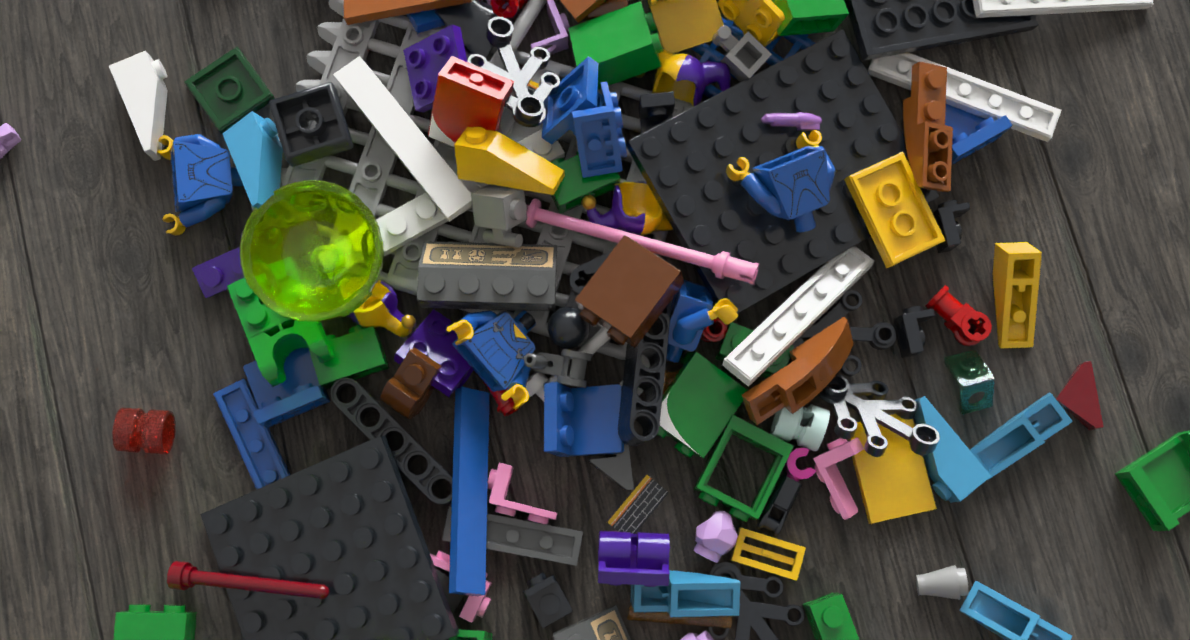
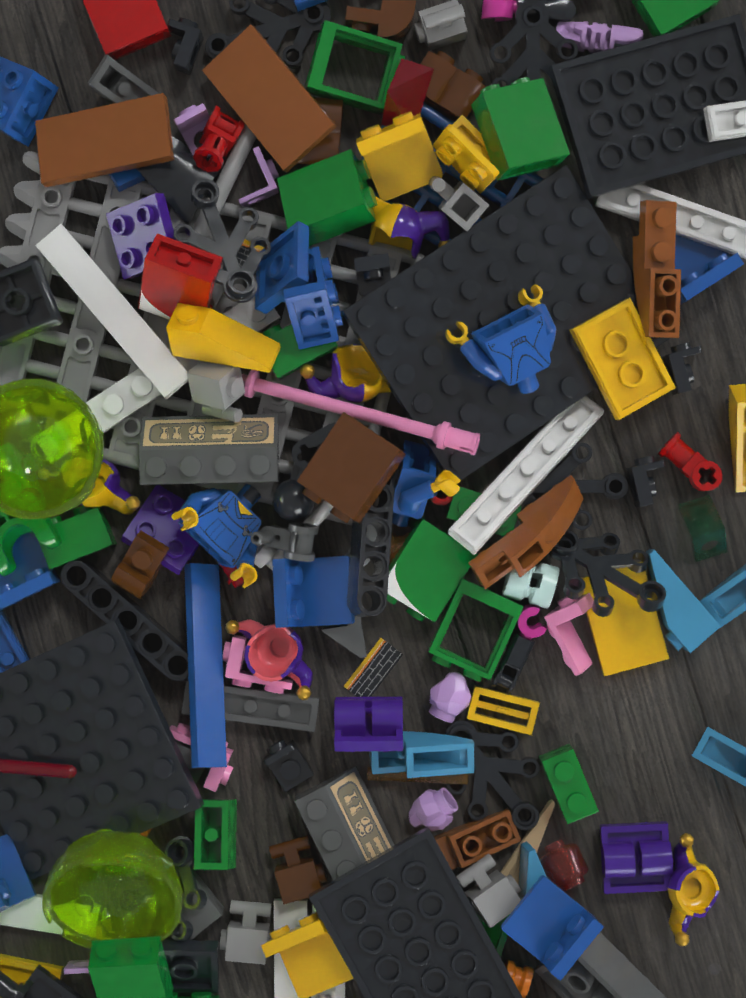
camera: 10 degrees right, 10 degrees up
(540, 482) = (274, 653): none -> coral piece
(800, 120) = (522, 274): medium lavender piece -> none
(944, 583) = (675, 730): light grey cone -> none

